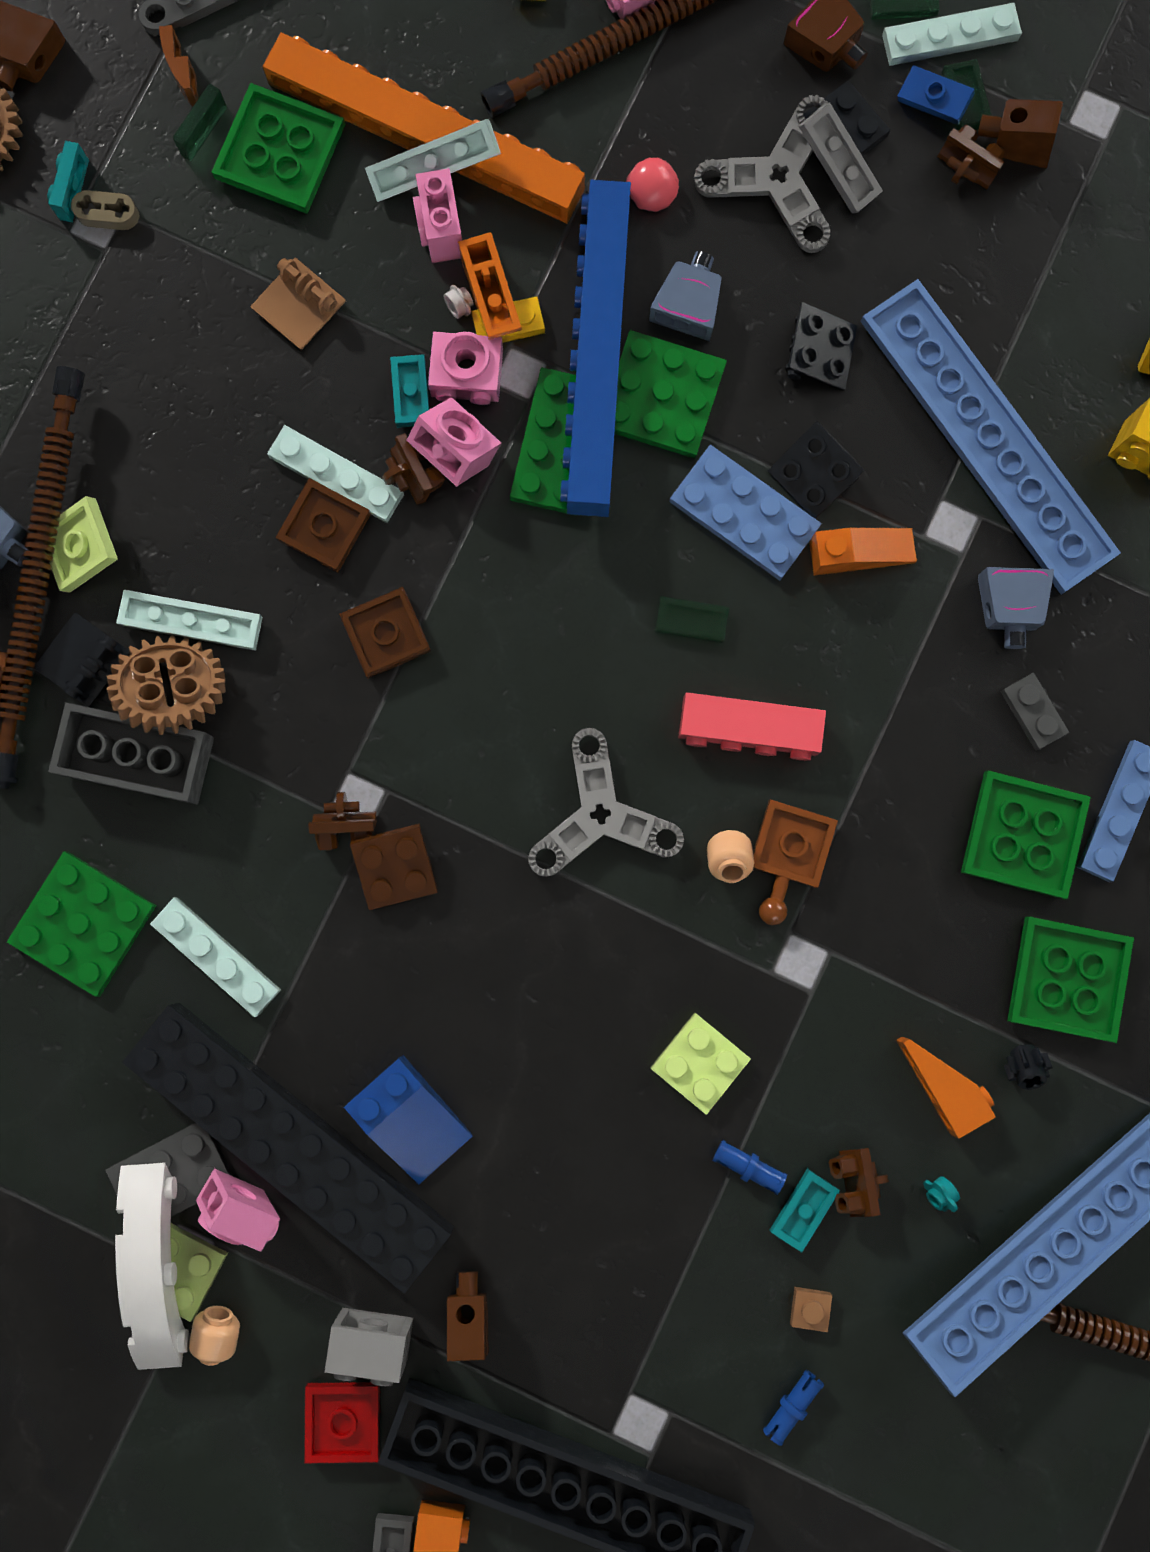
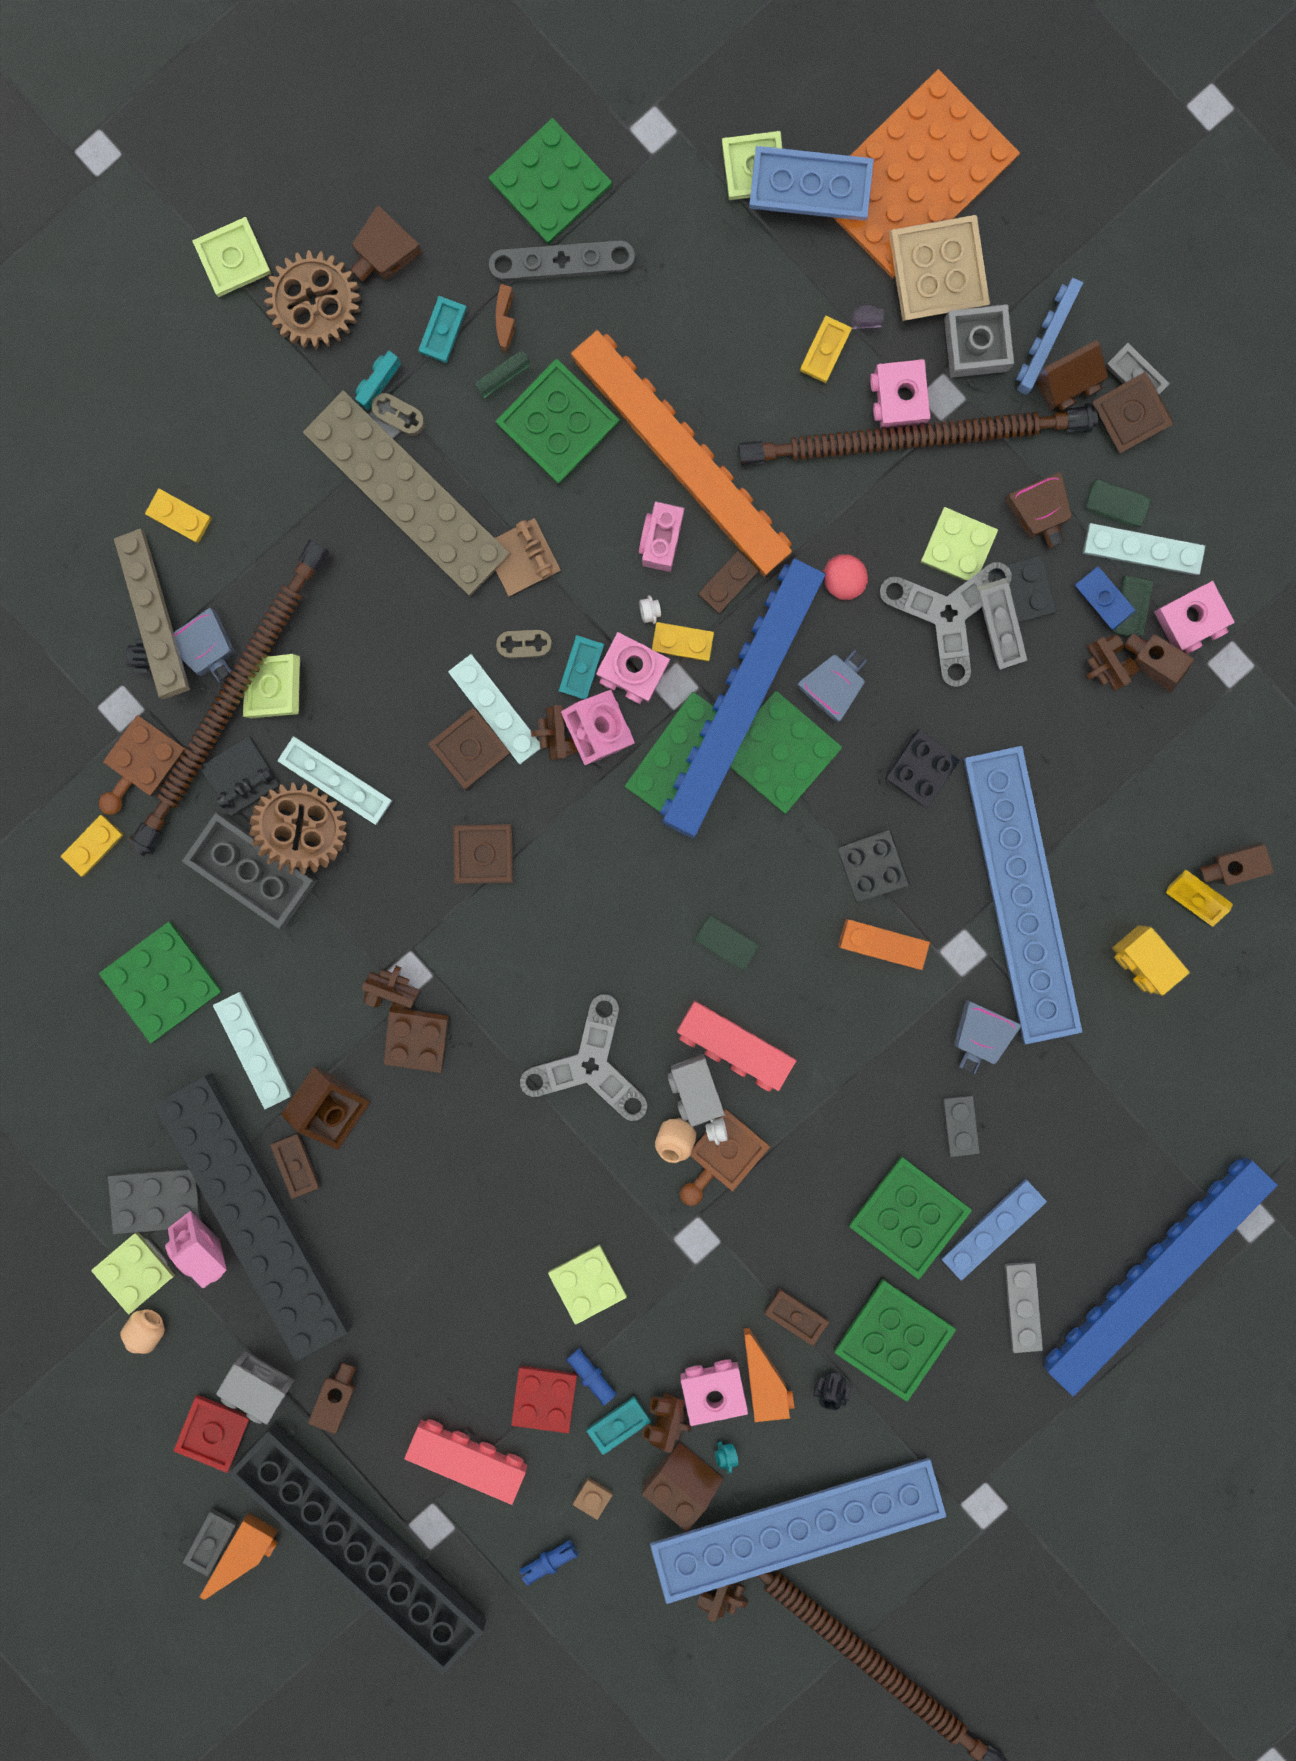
camera: 20 degrees right, 5 degrees up
(117, 104) = (442, 329): none -> teal plate
(145, 1267) = (114, 1262): white brick -> none
(147, 286) = (406, 493): none -> dark tan plate
(314, 1067) = (295, 1165): none -> reddish brown plate
(322, 987) = (325, 1108): none -> reddish brown slope
(334, 386) = (524, 651): none -> dark tan beam
(408, 1120) = (349, 1234): blue slope -> none
(451, 151) = (675, 490): light aqua plate -> none
(489, 285) = (677, 615): orange slope -> none
(530, 241) = (728, 582): none -> reddish brown plate
(650, 1327) = (466, 1461): none -> coral brick
(707, 1217) = (544, 1399): none -> red plate
(730, 789) = (697, 1091): none -> light grey brick
(745, 512) = (804, 875): medium blue plate -> none
(756, 106) = (958, 545): none -> yellowish green plate
(772, 824) = (717, 1130): none -> white plate
(875, 1122) = (722, 1378): none -> bright pink brick
(907, 1250) = (682, 1486): none -> reddish brown slope
(950, 1000) = (796, 1317): none -> reddish brown plate
(1005, 1372) = (717, 1603): none -> reddish brown hips
(1050, 58) = (1212, 618): none -> bright pink brick

